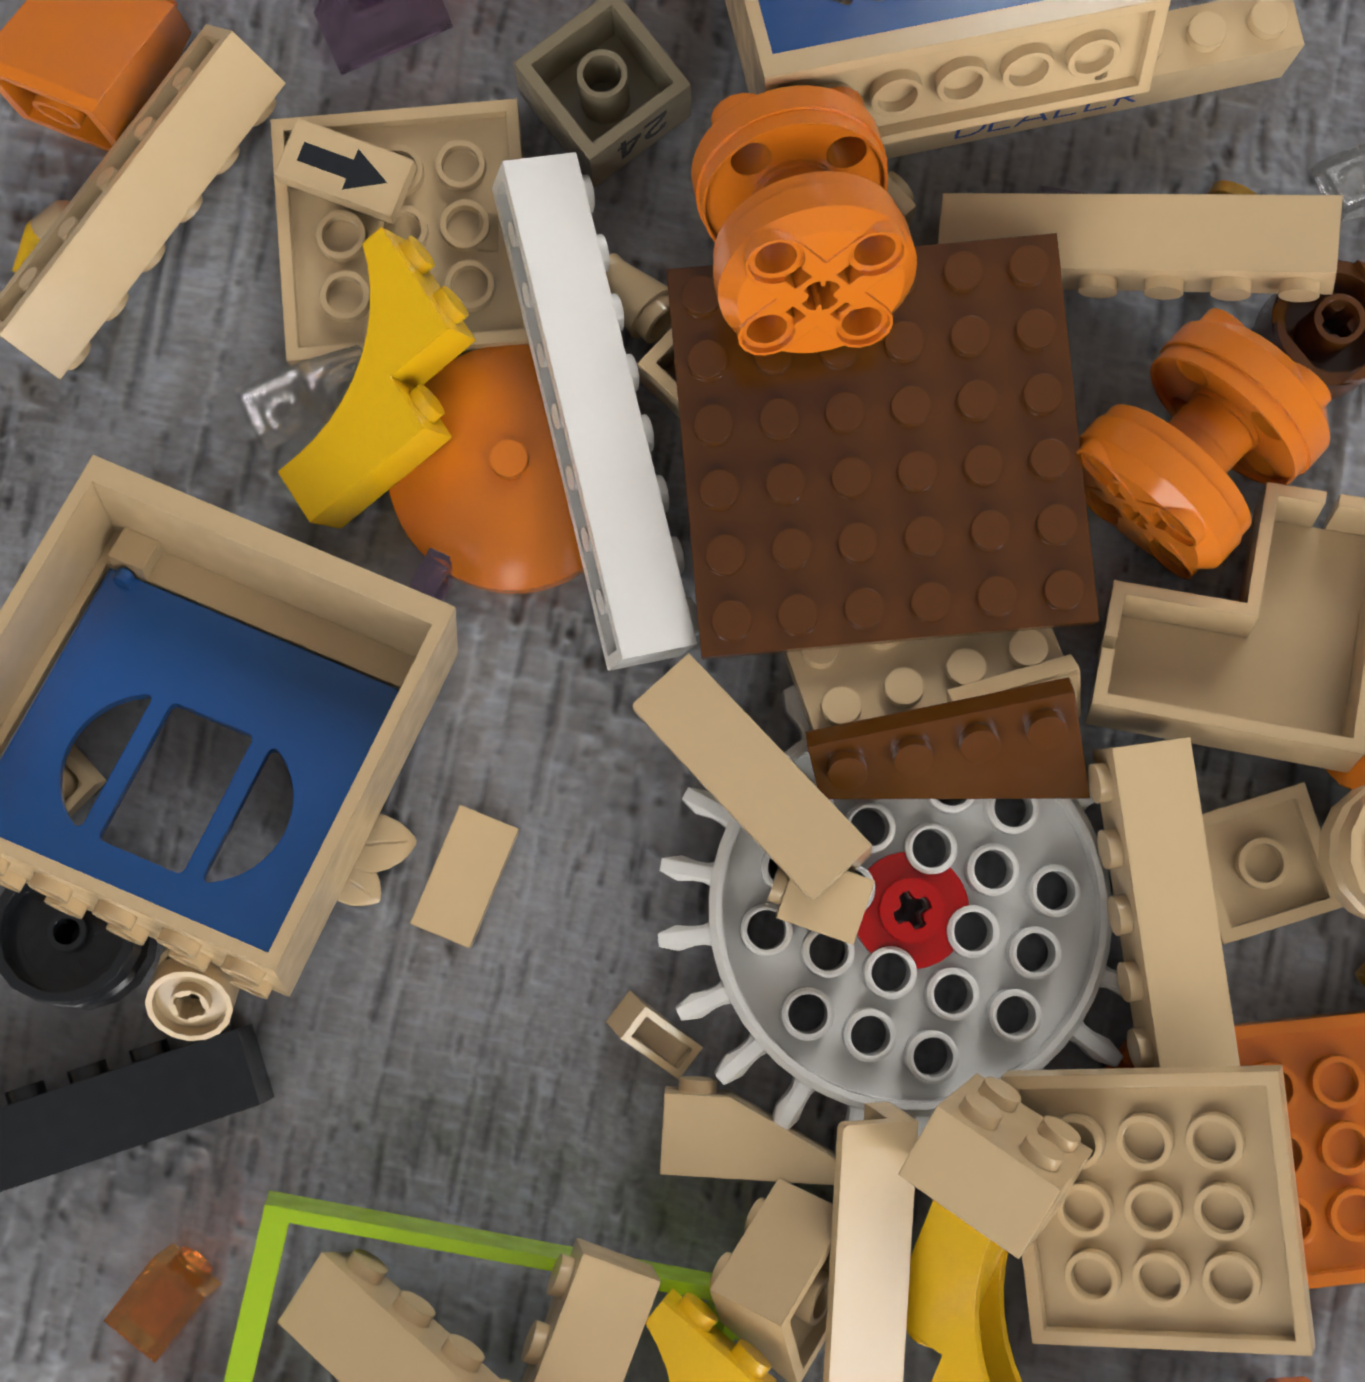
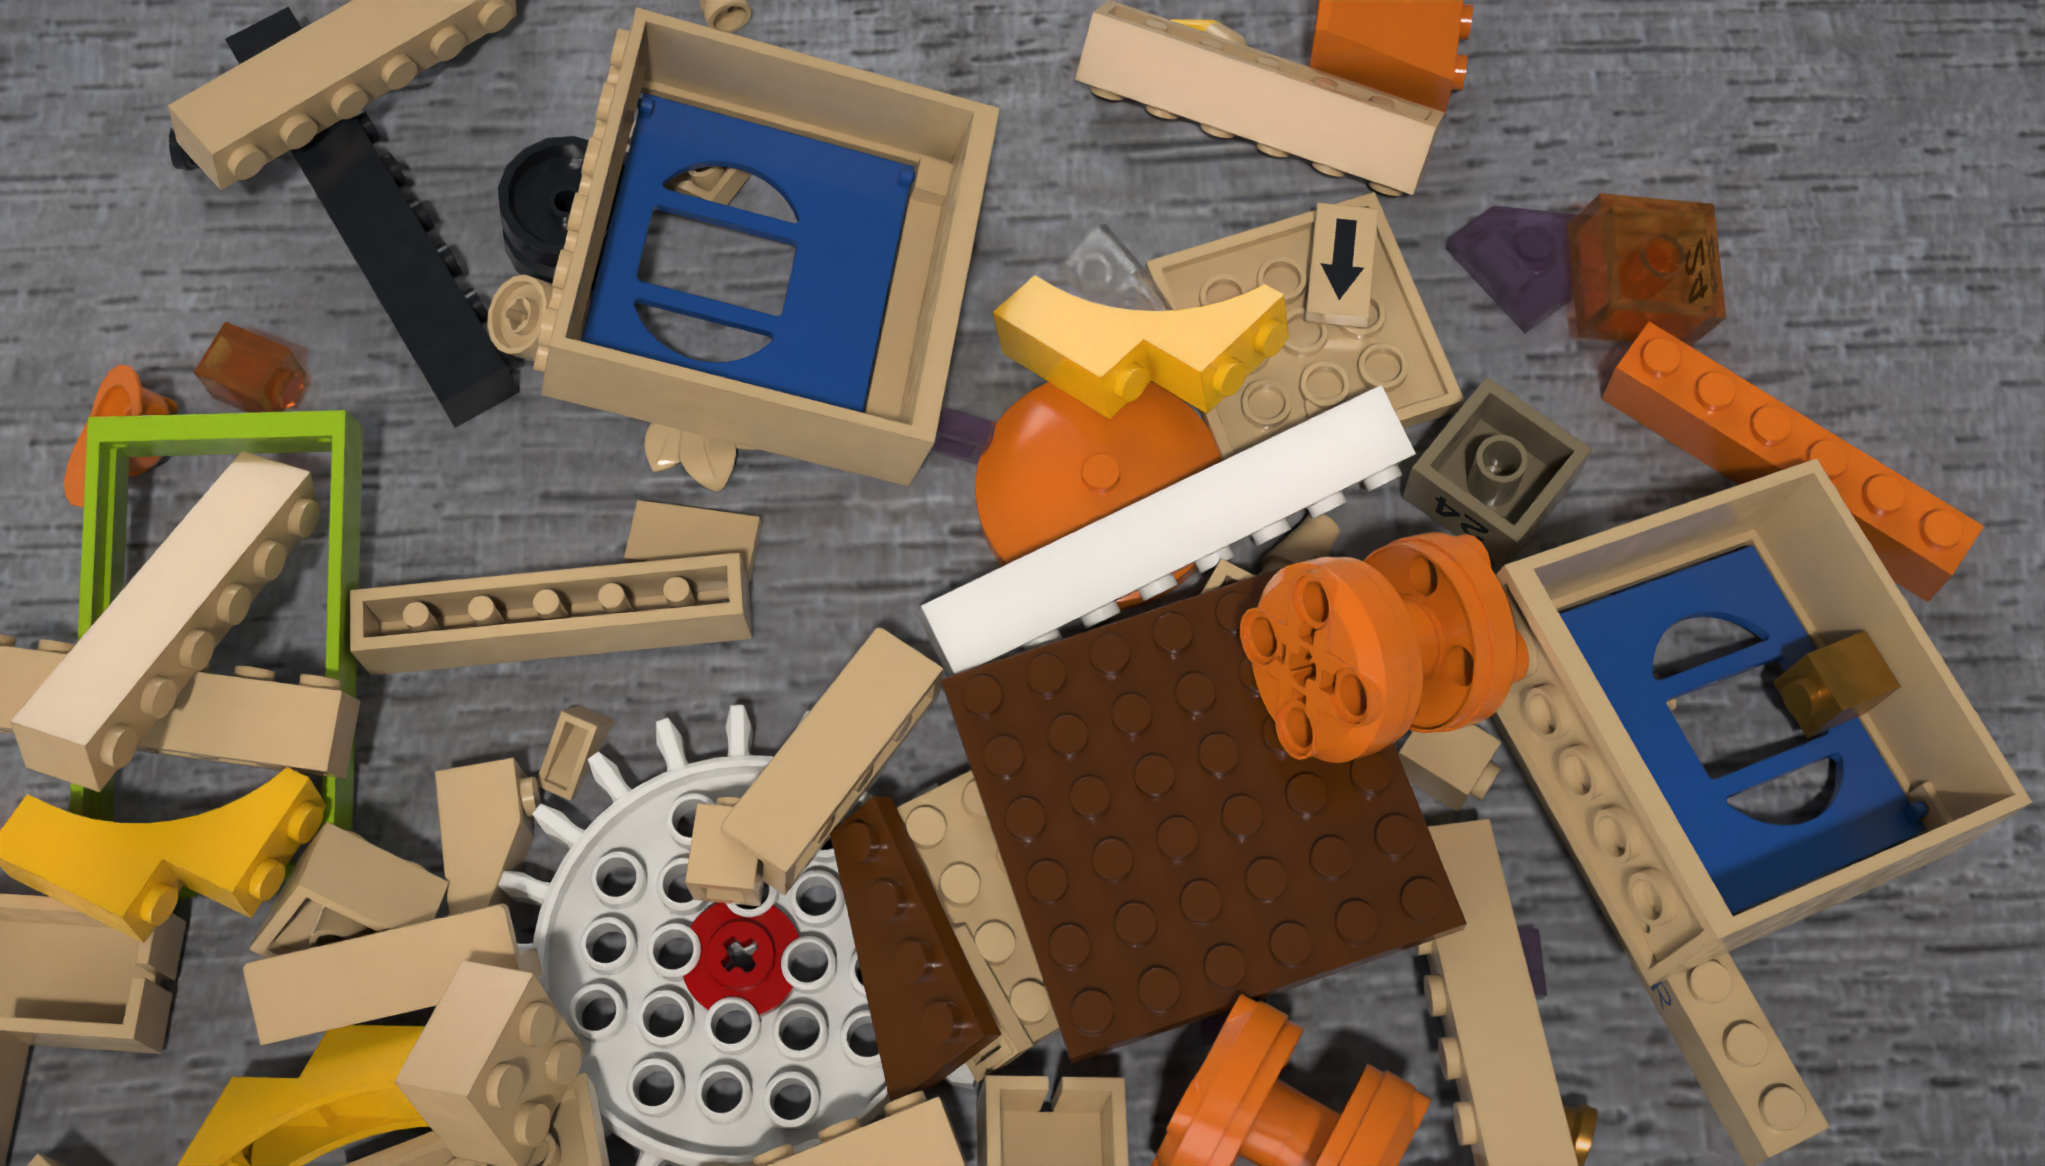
camera: 75 degrees right, 15 degrees down
(518, 1034) = (550, 614): none -> tan brick

